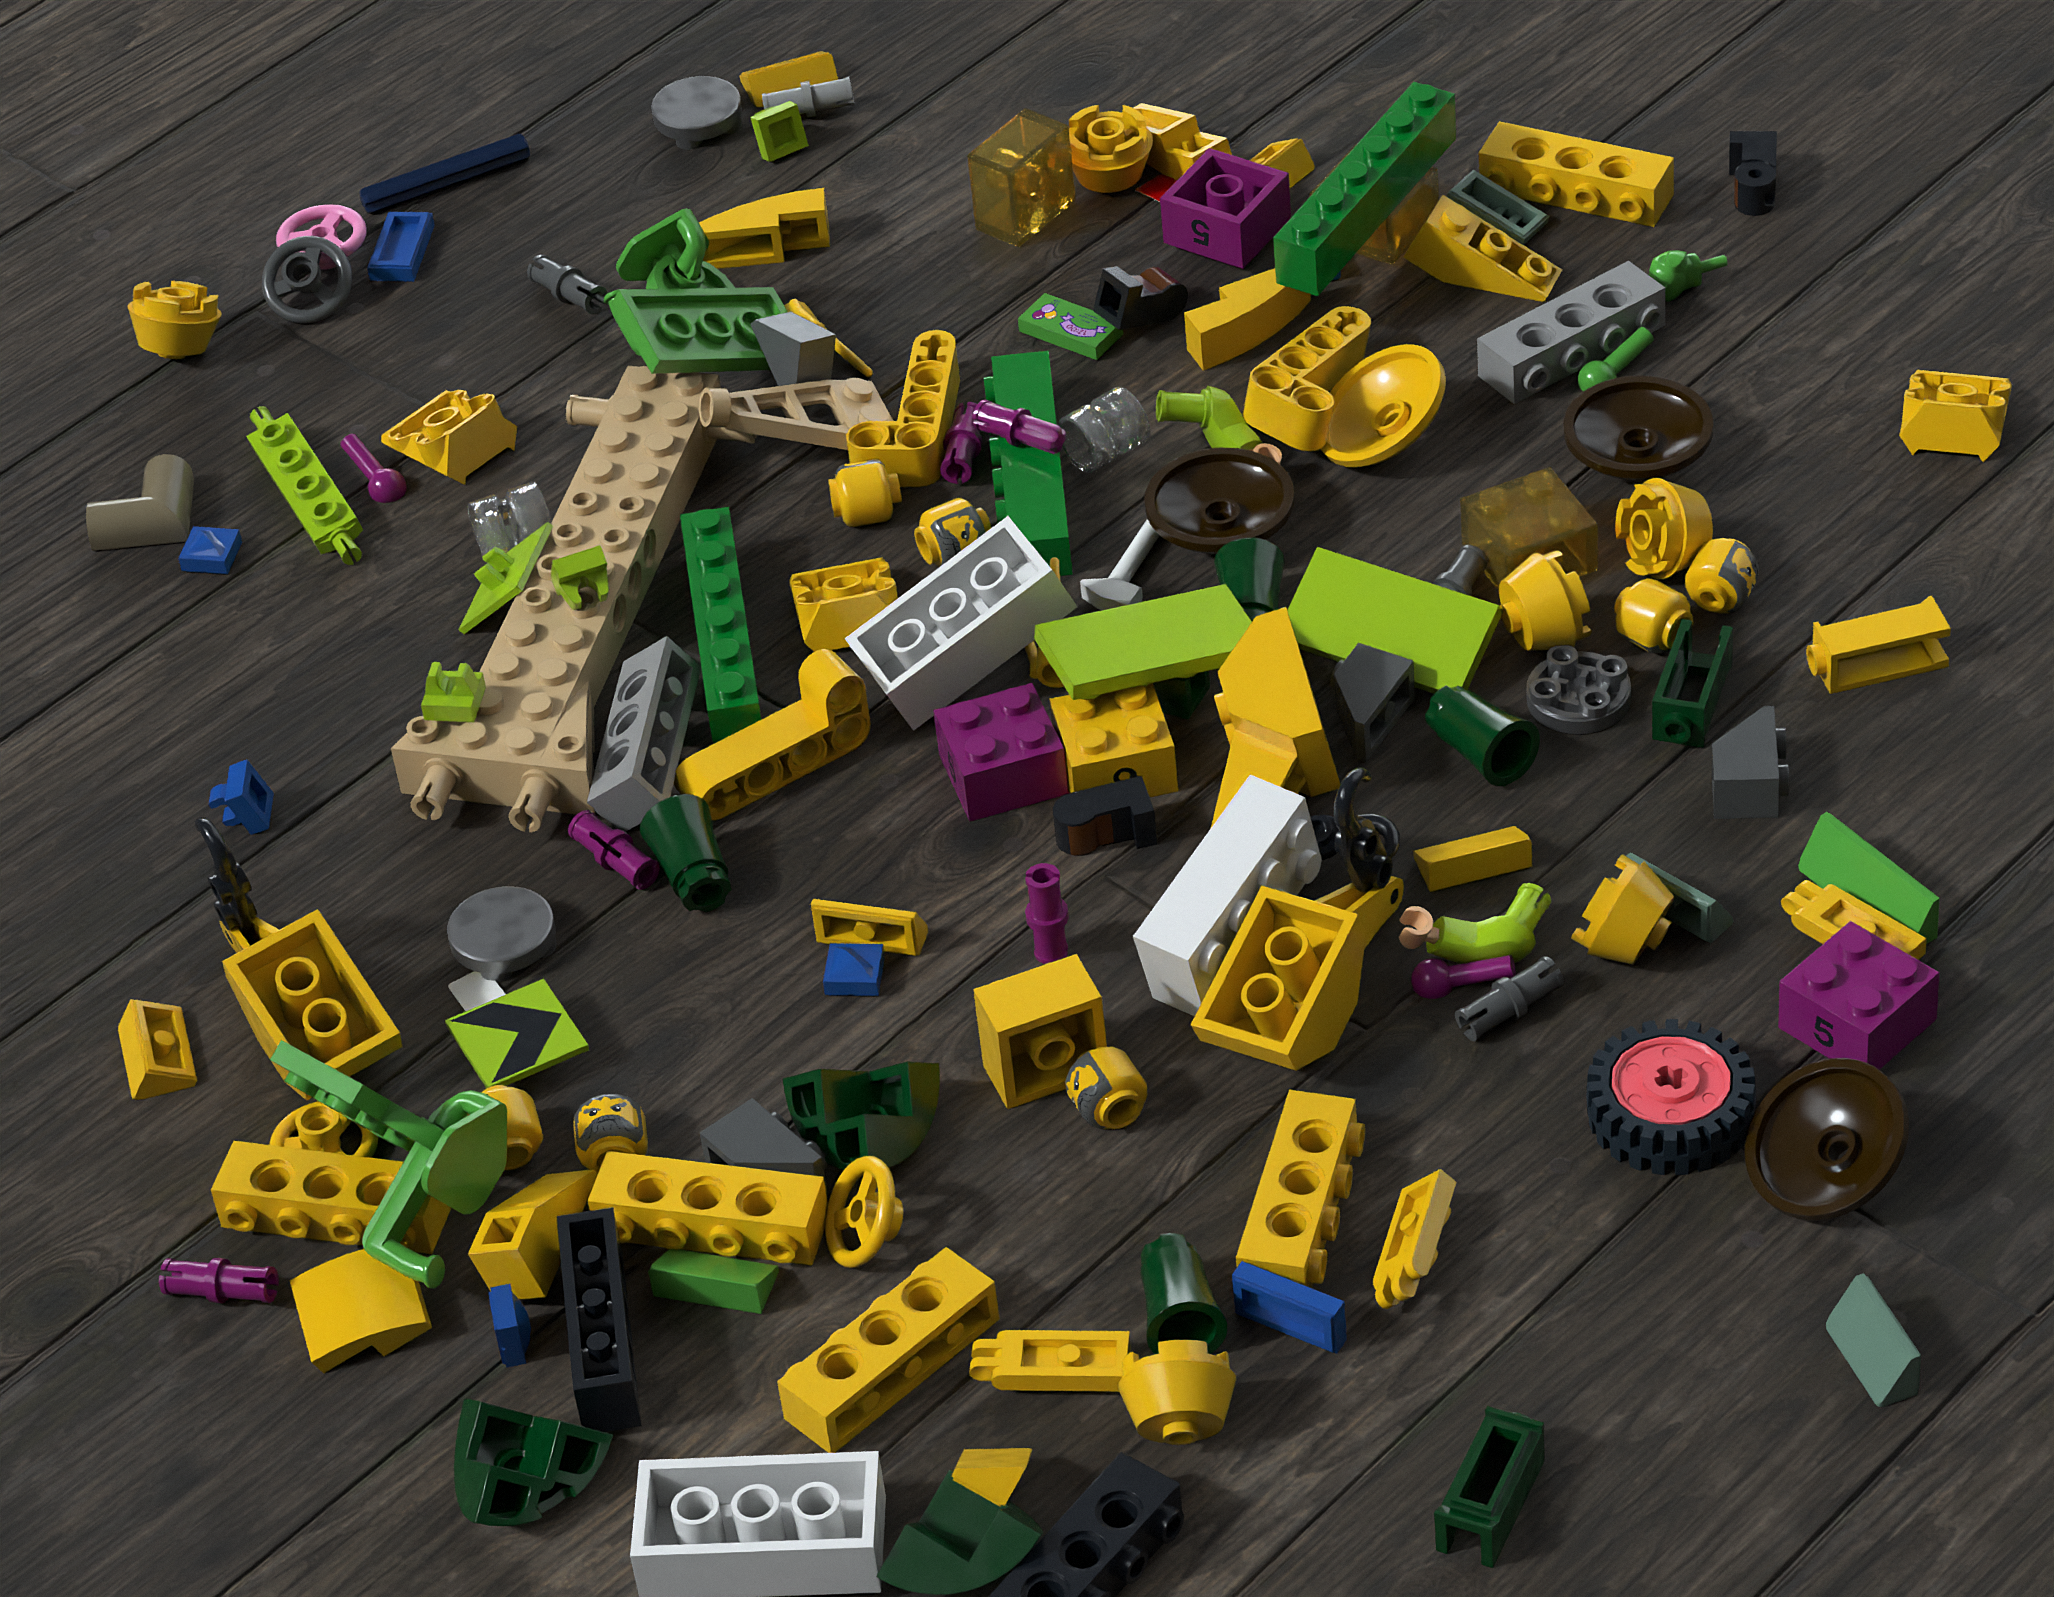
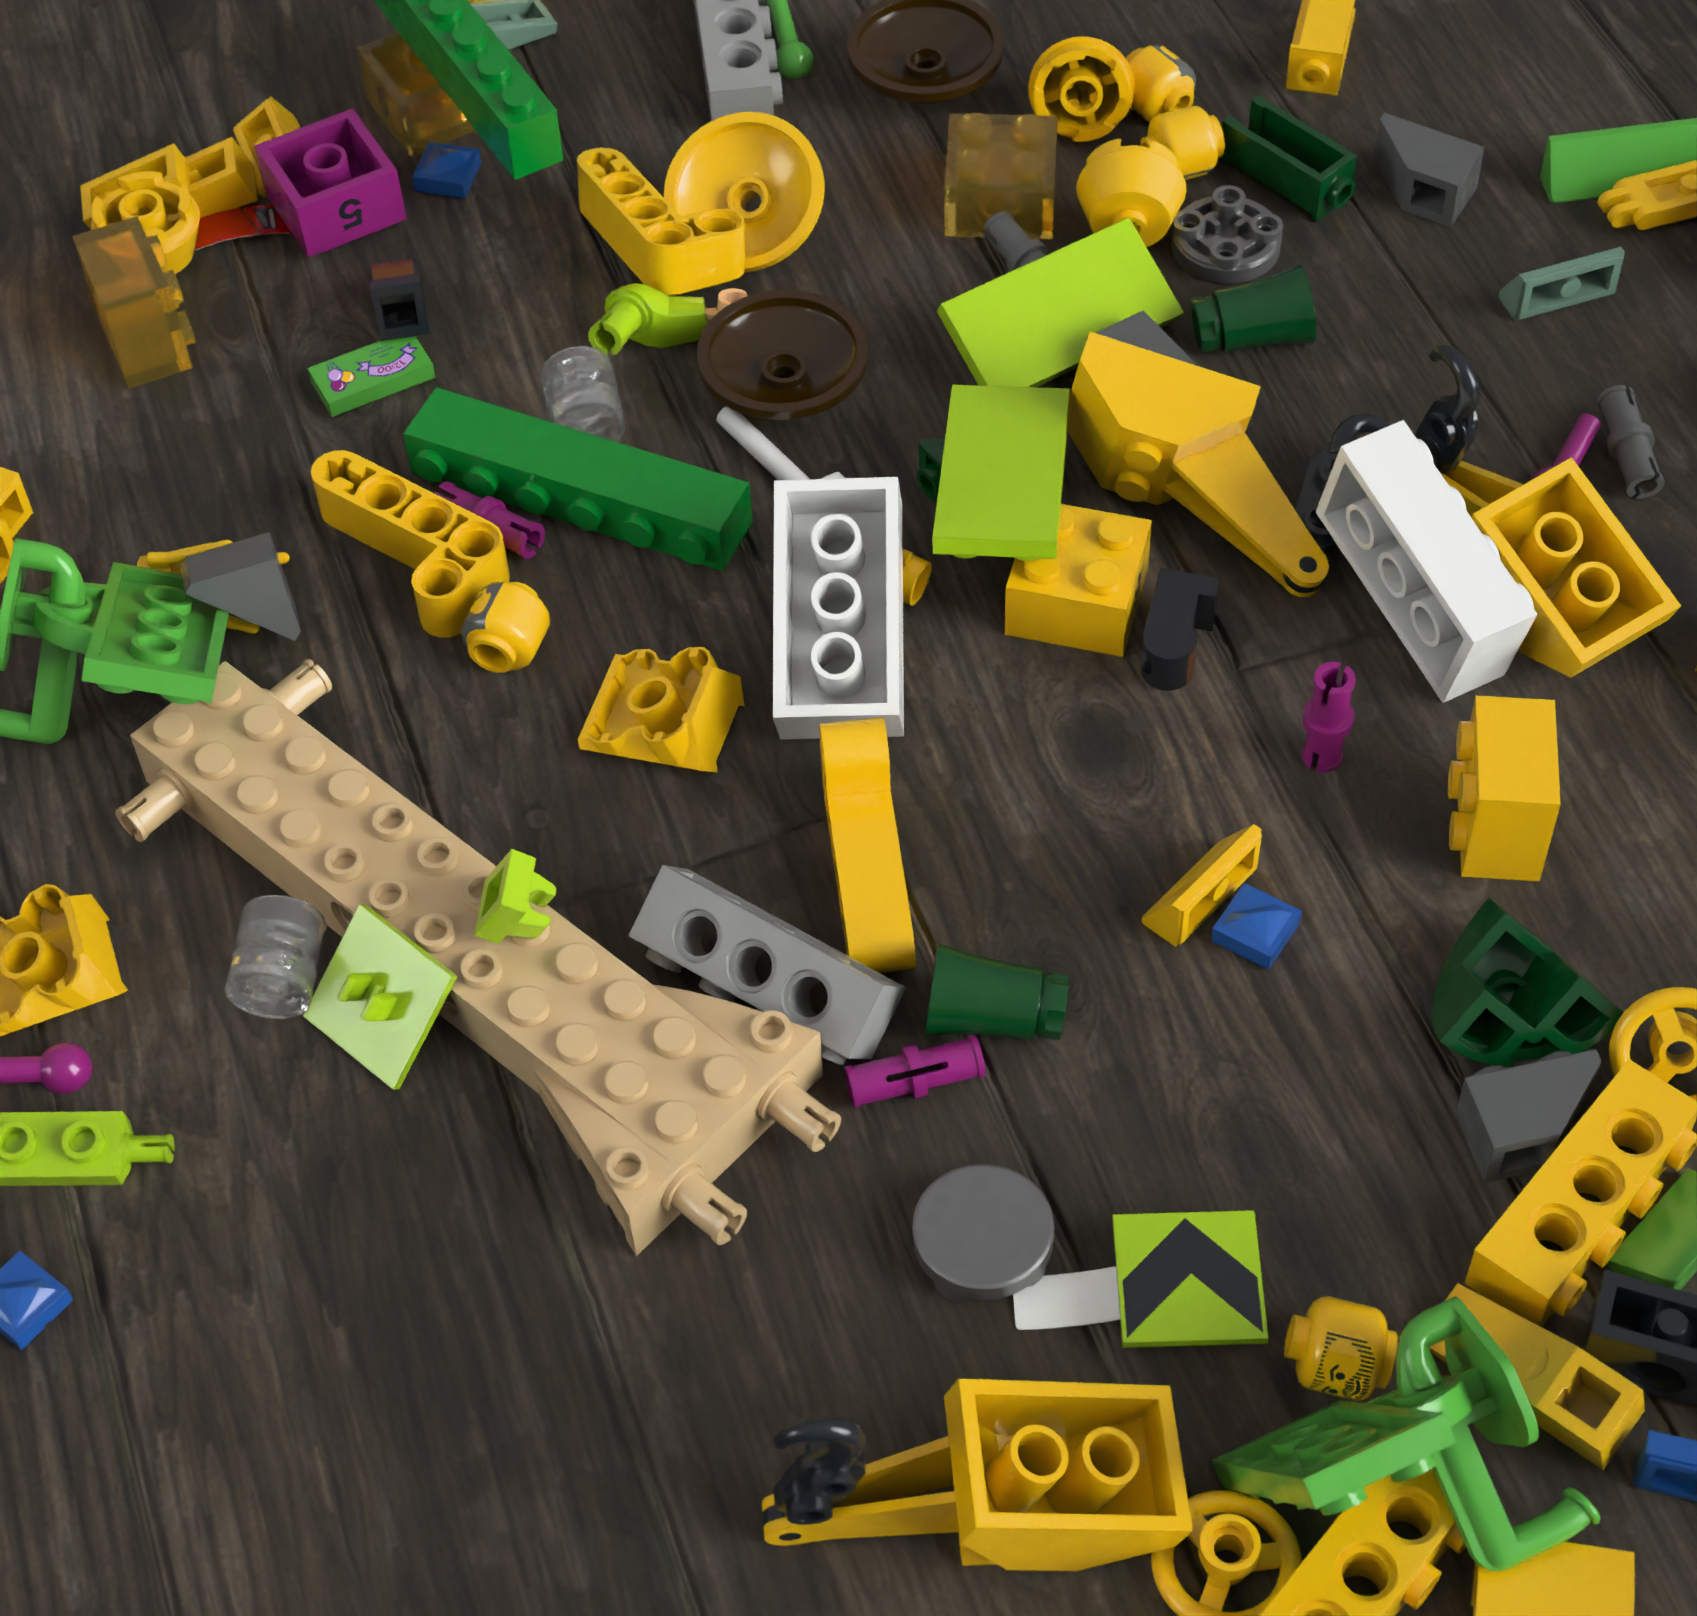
camera: 65 degrees left, 10 degrees up
(247, 798) = (550, 1428): blue tile -> none
(452, 694) = (611, 1107): lime tile -> none
(606, 1125) = (1404, 1246): head -> none
(720, 622) = (631, 826): green brick -> none
(849, 400) = (349, 583): tan plate -> none
(949, 529) = (637, 580): yellow head -> none
(1001, 752) = (1021, 669): magenta brick -> none
(1018, 426) = (558, 447): magenta axle -> none
(1106, 1088) = (1596, 778): yellow head -> none
(1241, 319) = (493, 239): yellow slope -> none
(1252, 573) = (913, 385): dark green plant -> none
(1474, 858) = (1406, 382): yellow slope -> none
(1476, 255) = (570, 51): yellow slope -> none
(1482, 940) = (1548, 412): lime arm -> none
(1626, 914) = (1590, 312): yellow cone -> none

